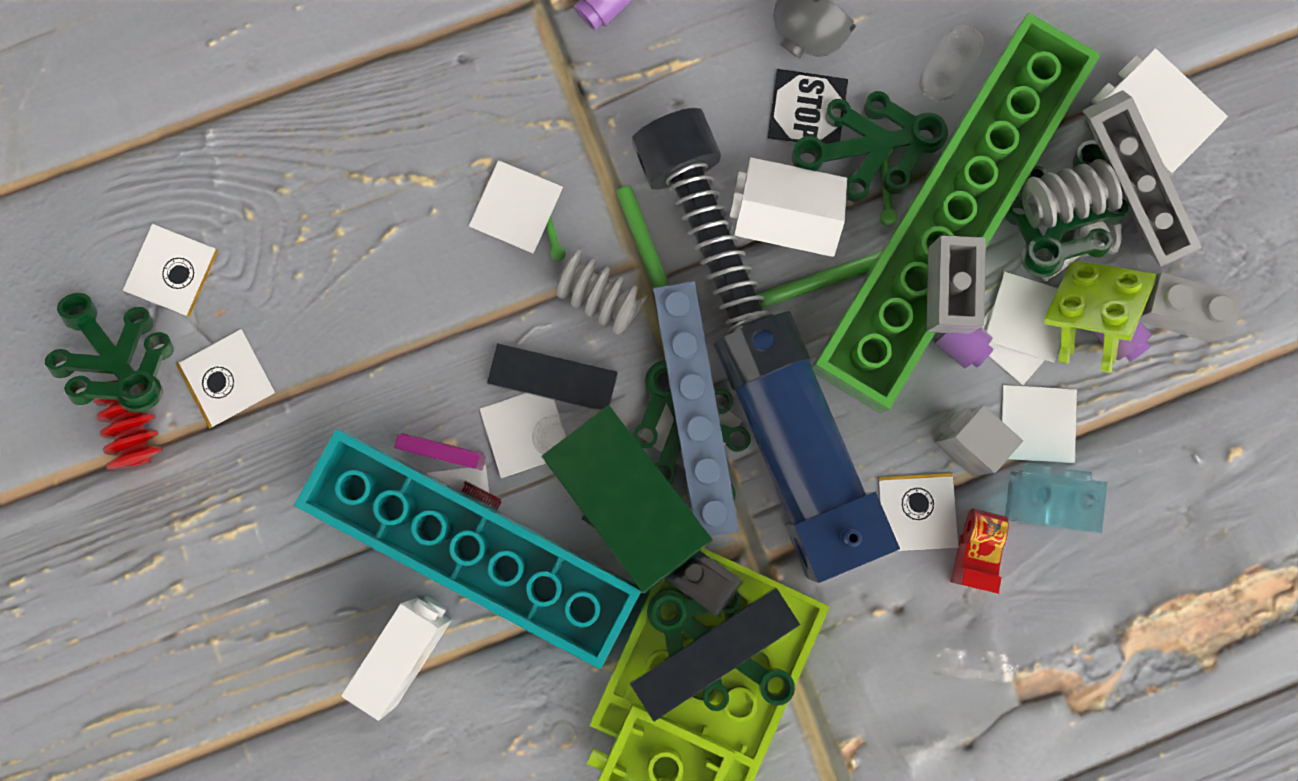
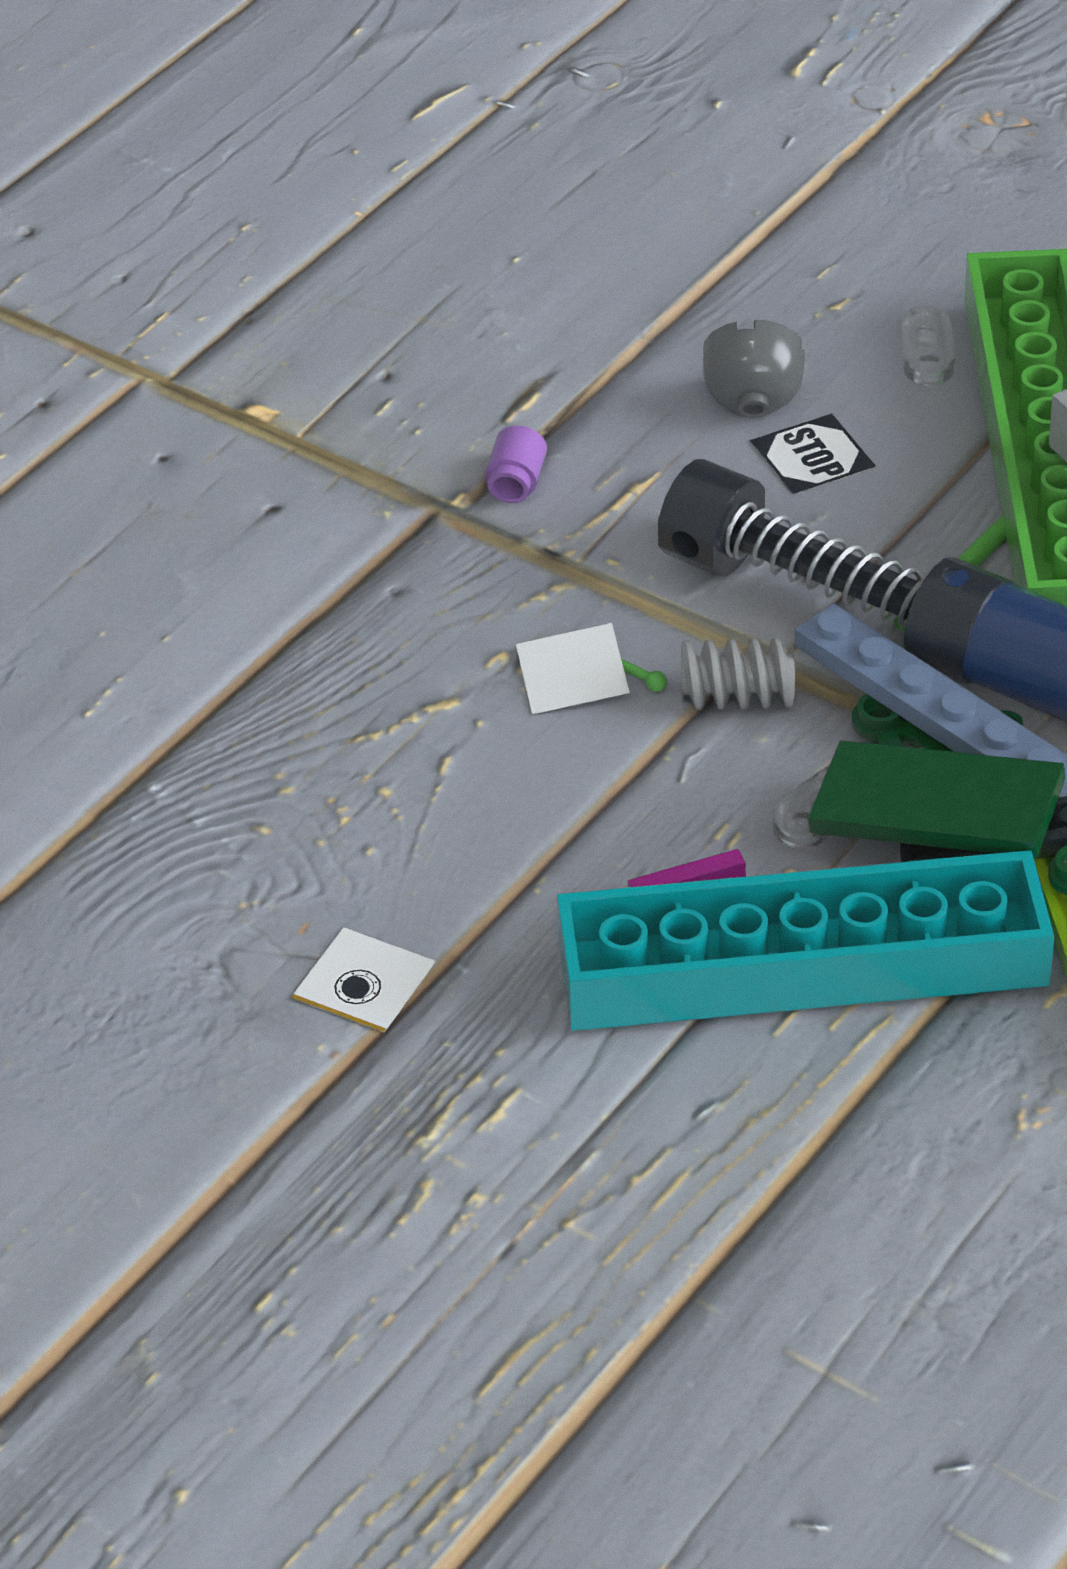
camera: 30 degrees left, 40 degrees down
(80, 314) = (218, 993): dark green plant -> none
(129, 435) = (287, 1052): red piece -> none
(170, 270) = (210, 920): white sticker -> none
(397, 656) = (814, 1065): white brick -> none
(510, 431) = (753, 835): white sticker -> none
(552, 377) = (743, 780): black tile -> none
(642, 237) = (748, 629): bright green bar -> none
(789, 206) = (878, 498): white brick -> none
(875, 142) = (953, 402): dark green plant -> none
(889, 215) = (981, 488): bright green hinge -> none

